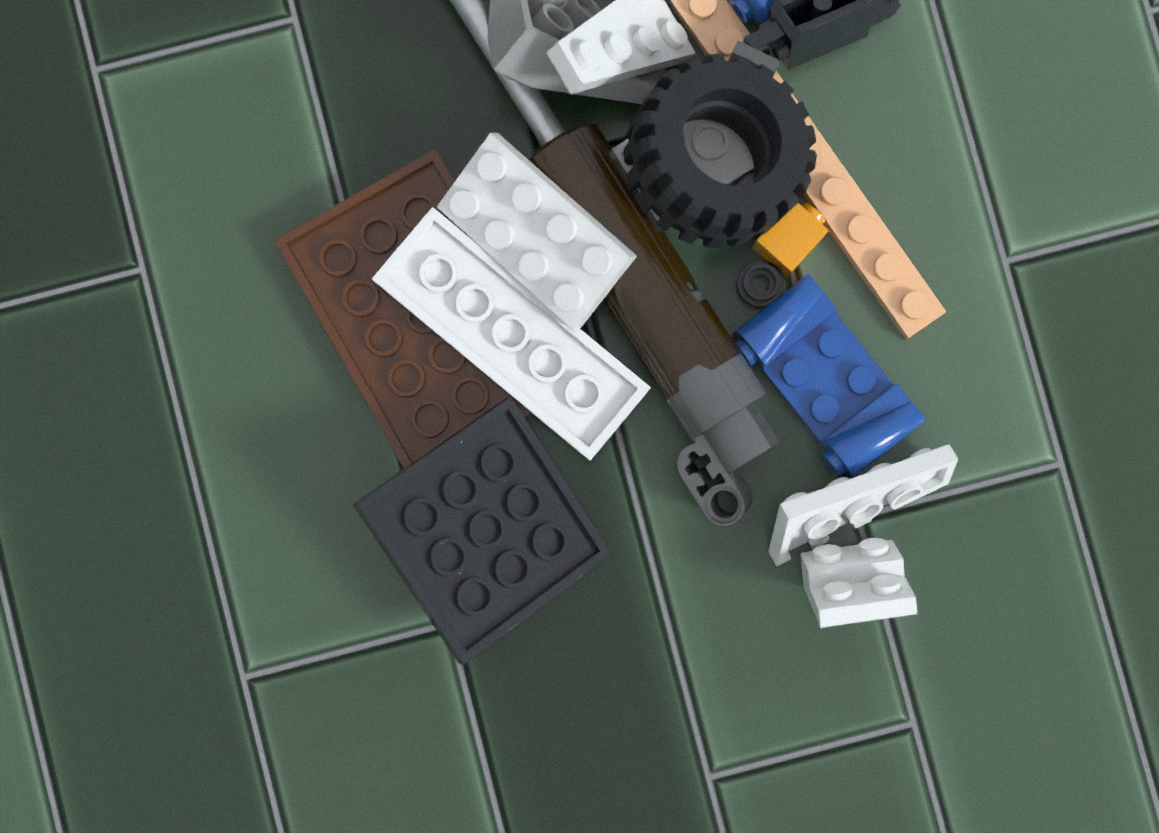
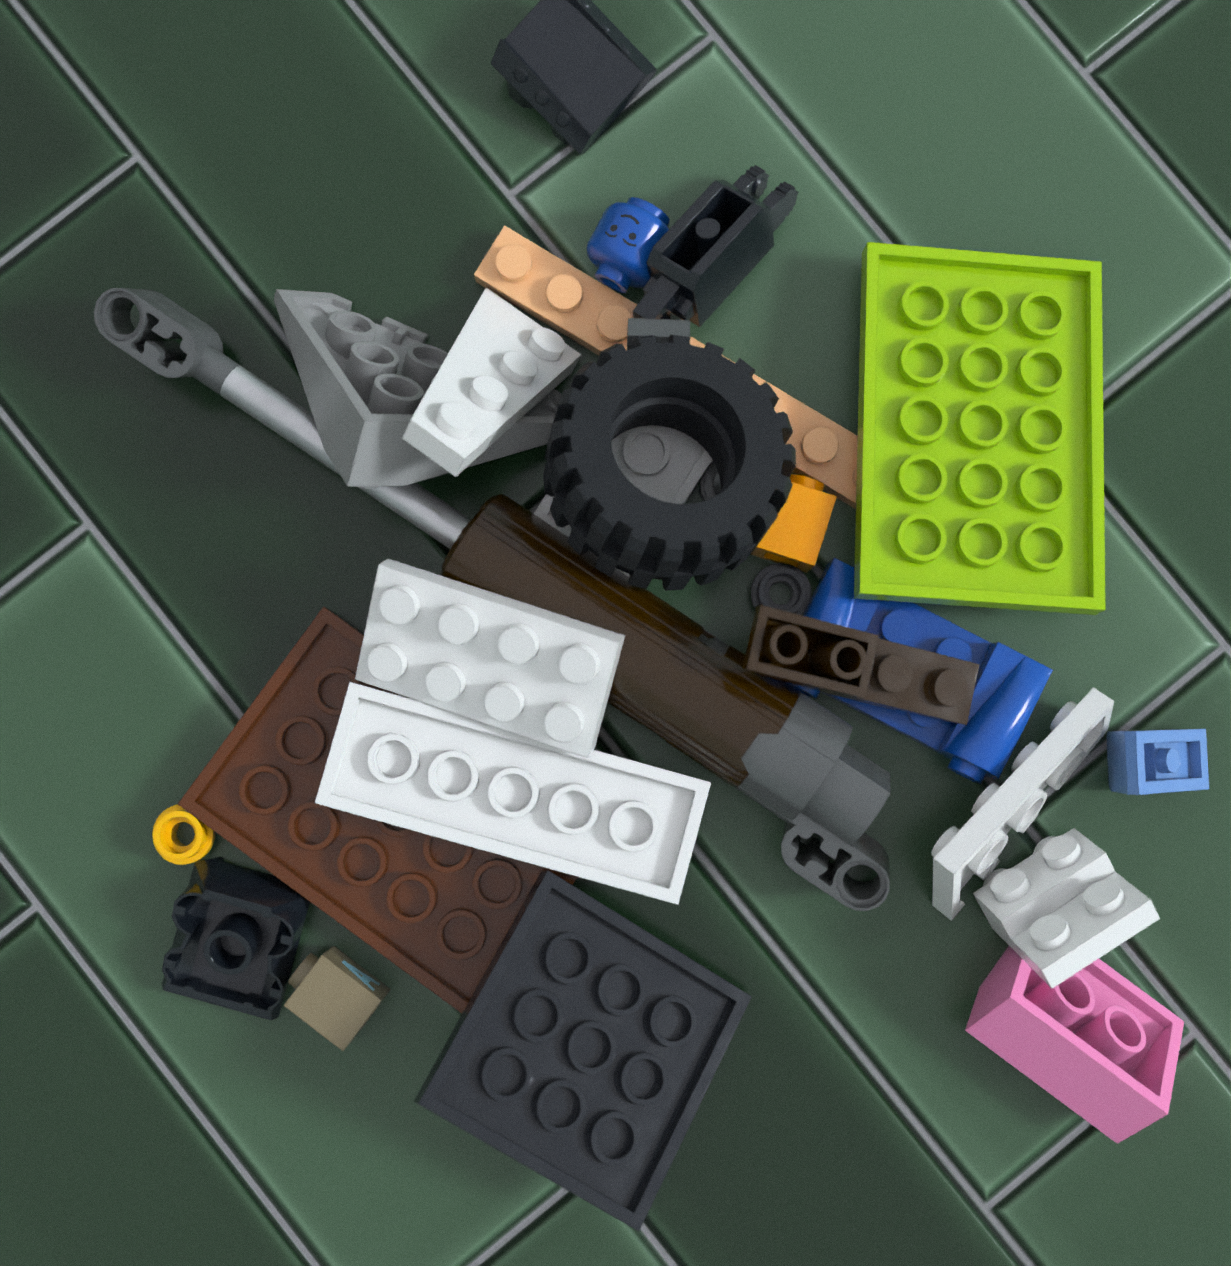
camera: 25 degrees left, 0 degrees up
(253, 260) = (168, 844): none -> yellow plate
(271, 352) = (234, 938): none -> black slope
(323, 421) = (335, 995): none -> dark tan brick
(789, 352) = (859, 666): none -> dark brown slope
(830, 683) = (1085, 1042): none -> bright pink slope
(952, 229) = (980, 430): none -> lime plate
(974, 517) = (1157, 761): none -> medium blue slope

